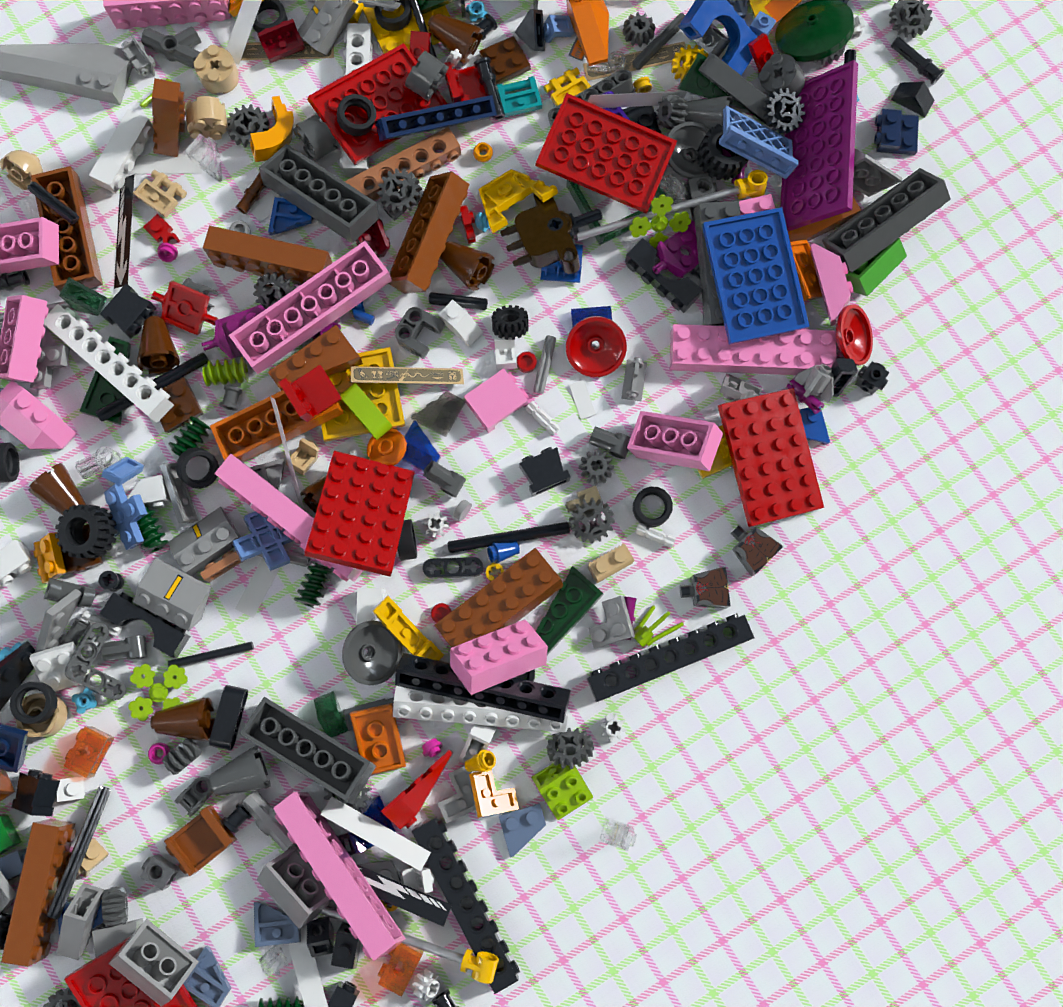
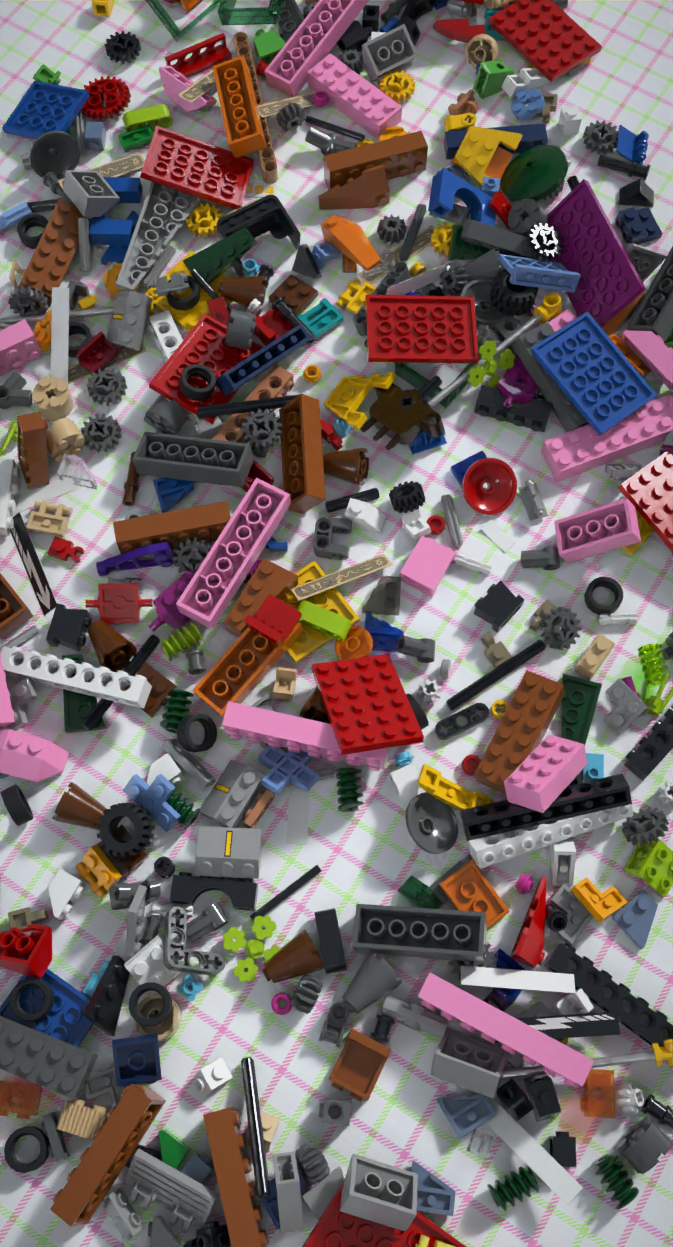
camera: 20 degrees left, 10 degrees down
(35, 793) = (188, 1090): black hips -> none
(82, 298) = (25, 632): clear green slope -> none
(97, 462) = (101, 770): clear piece -> none
(98, 745) = (222, 1043): clear orange brick -> none
(122, 471) = (130, 764): medium blue tile -> none
(167, 252) = (79, 568): dark pink plate -> none
(240, 274) = (161, 554): none -> dark purple plate
(269, 142) = (128, 438): light orange arch -> none
(277, 77) = (106, 386): none -> dark grey gear
(286, 452) = (271, 677): white sticker -> none
(378, 580) = (403, 759): none -> medium azure plate
(394, 160) = (245, 406): none -> black axle
(441, 793) = (555, 918): none -> black cone
(481, 762) = (576, 873): yellow cone -> none
(501, 551) = (496, 689): blue cone -> none
(520, 516) = (496, 653): none -> dark tan plate
(553, 670) = (594, 768): none -> medium azure plate
(600, 473) = (532, 581): dark grey gear -> none
(663, 595) = (652, 664): none -> clear neon green piece
(937, 39) = (632, 146): none -> blue hinge

